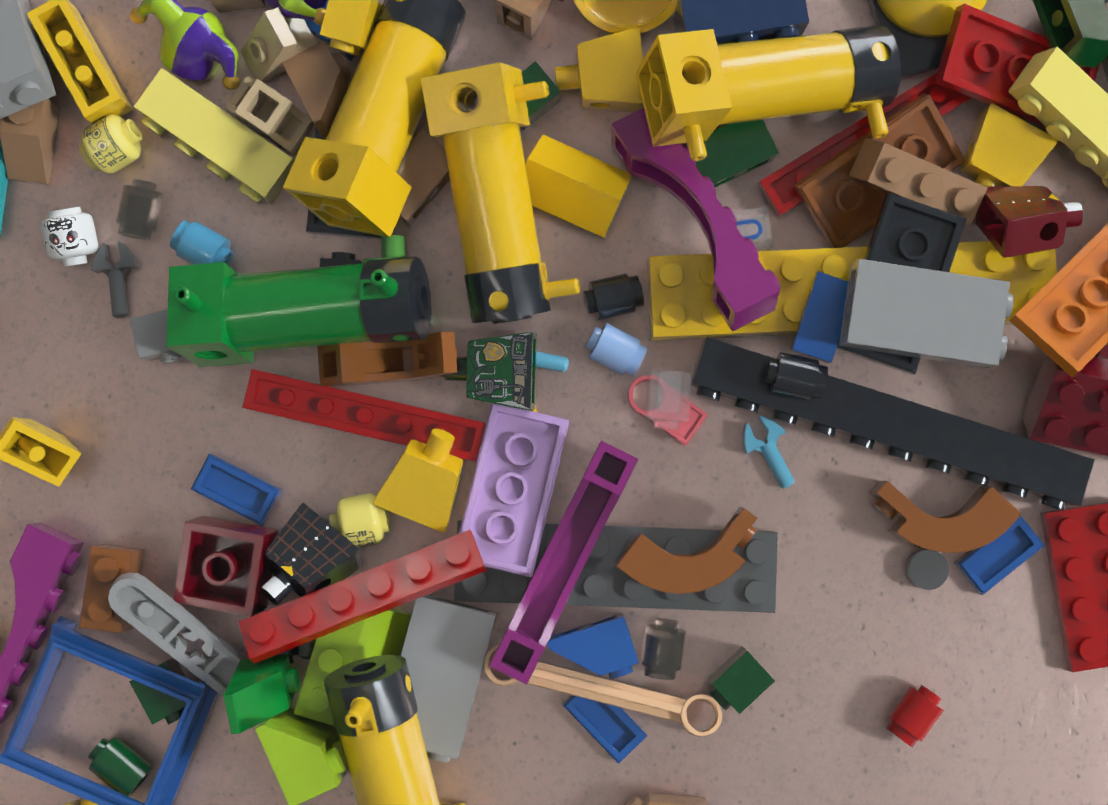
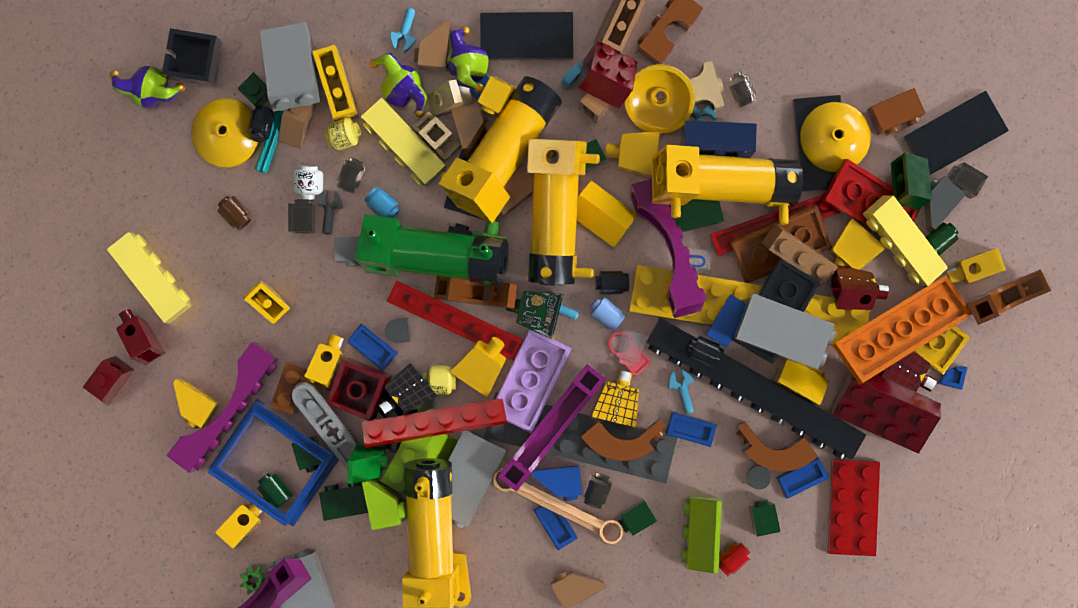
camera: 15 degrees right, 0 degrees up
(71, 297) = (301, 217): none -> clear smoke brick
(156, 549) = (324, 373): none -> yellow torso
(232, 762) = (342, 501): none -> dark green brick
(273, 453) = (398, 331): none -> dark grey tile
(666, 493) = (618, 401): none -> yellow torso
(797, 513) = (691, 429): none -> blue tile
(856, 686) = (702, 534): none -> lime slope
(952, 636) = (764, 518): none -> dark green brick
(966, 392) = (802, 381): none -> yellow slope

